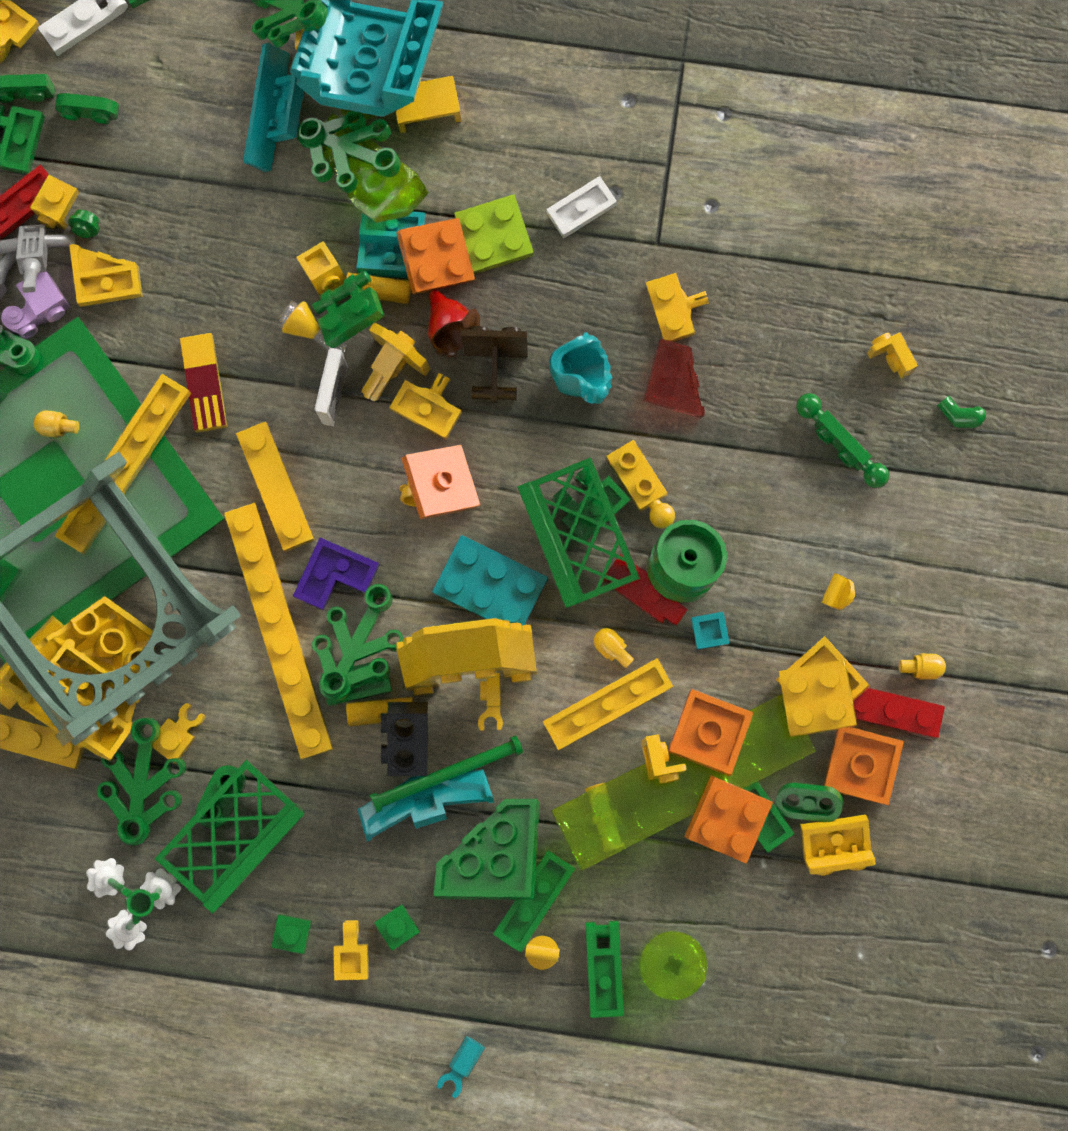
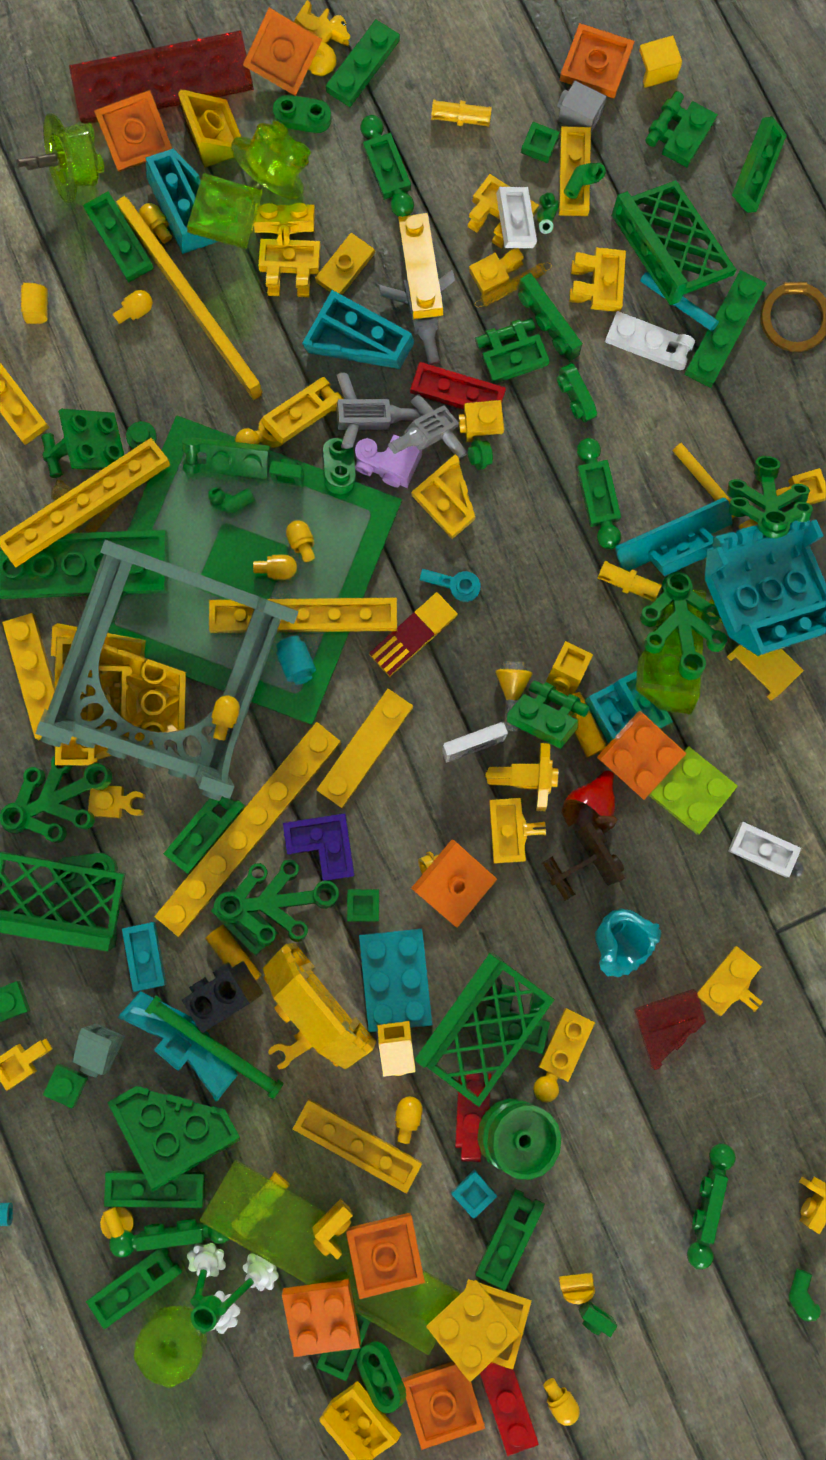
camera: 55 degrees right, 0 degrees up
(64, 460) = (277, 567): none -> yellow cylinder
(158, 495) = (295, 660): none -> teal brick
(166, 582) = (224, 716): none -> yellow cylinder
(187, 146) = (599, 493): none -> green plate
(190, 312) = (463, 586): none -> teal plate
(228, 51) = (700, 473): none -> yellow bar
(255, 670) = (202, 833): none -> green plate
(281, 170) = (629, 581): none -> yellow pin
(329, 788) = (144, 956): none -> teal plate
(383, 877) = (97, 1049): none -> sand green slope
(409, 572) = (363, 905): none -> green plate
(548, 618) = (396, 1048): none -> yellow brick
(574, 922) = (158, 1237): none -> green plate
(663, 904) = (219, 1310): none -> white plant
(766, 625) = (509, 1240): none -> green plate
(875, 593) = (596, 1319): none -> green plate

